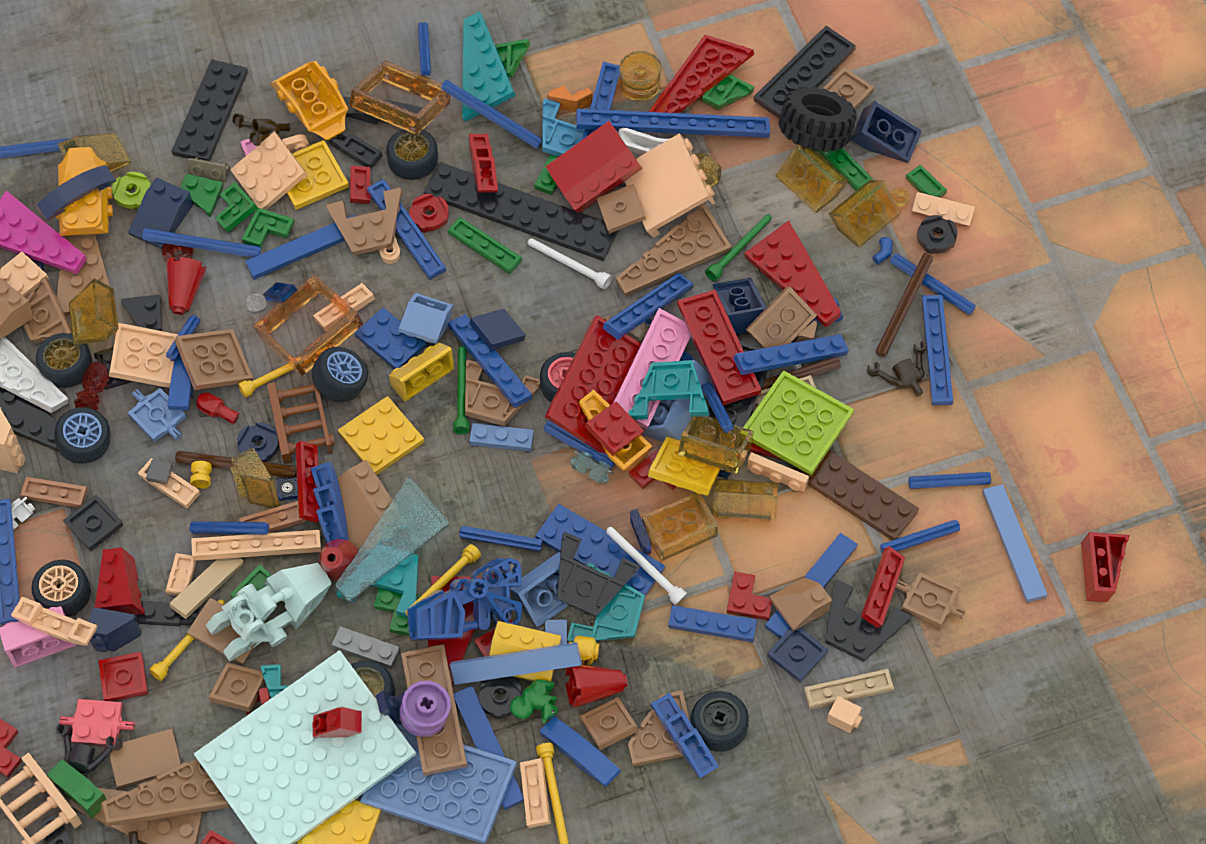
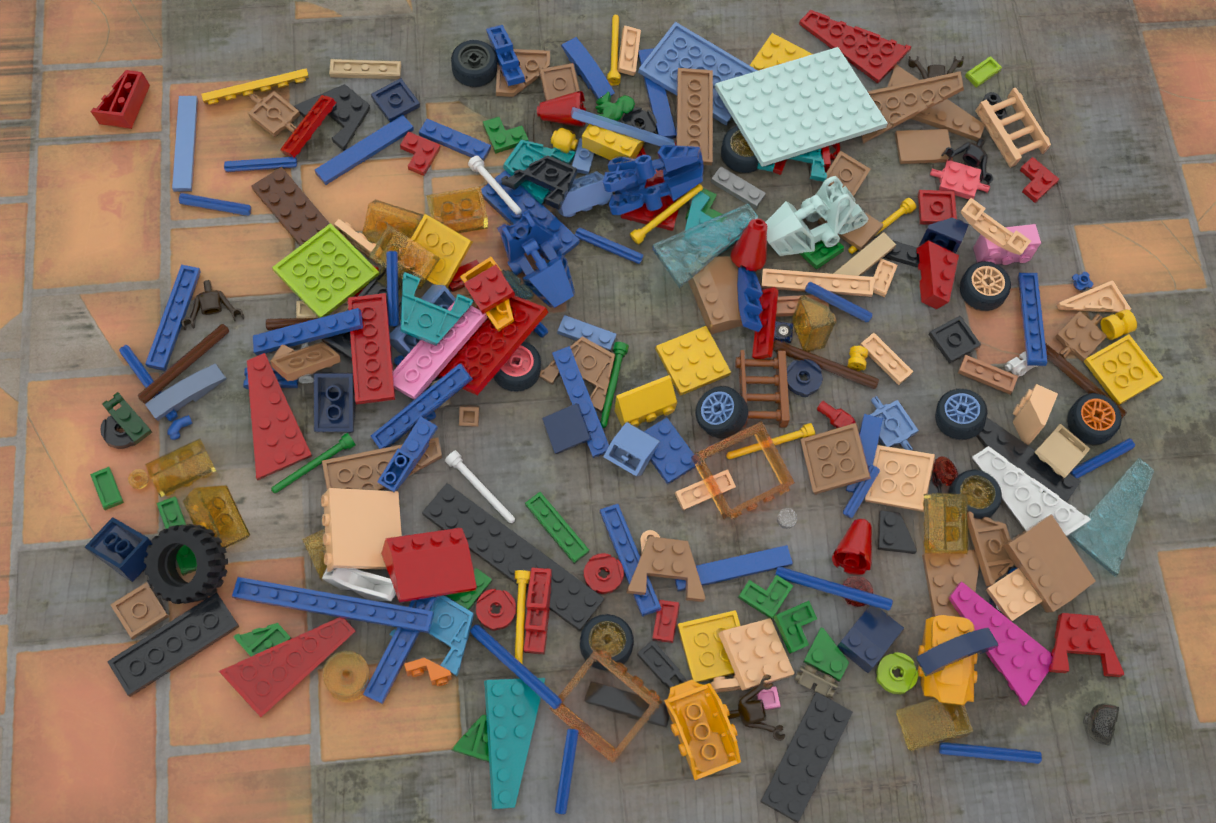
camera: 175 degrees left, 5 degrees up
(77, 788) = (977, 122): green slope -> none
(87, 399) = (955, 449): clear red gear -> none
(159, 471) = (894, 363): dark grey tile -> none
(279, 292) = (764, 513): clear blue tile -> none
(337, 723) = (774, 103): red slope -> none
(390, 705) = (724, 122): dark blue slope -> none
(424, 708) = (703, 99): medium lavender wheel -> none
(504, 182) = (522, 578): none -> yellow piece
(523, 171) = (493, 620): none -> red plate
(549, 461) = (552, 279): none -> blue piece
(621, 208) = (414, 516): medium nougat plate -> none
(640, 532) = (491, 219): clear blue tile -> none
(648, 260) = (408, 455): none -> blue slope
(658, 639) = (503, 139): none -> green plate
(801, 602) = (379, 128): medium nougat slope -> none
(845, 715) = (376, 47): light nougat brick -> none
(889, 279) = (185, 391): none -> sand blue slope
(934, 238) = (127, 418): none -> dark green plate
(948, 209) = (103, 453): light nougat plate -> none
(965, 626) = (247, 88): none -> yellow plate

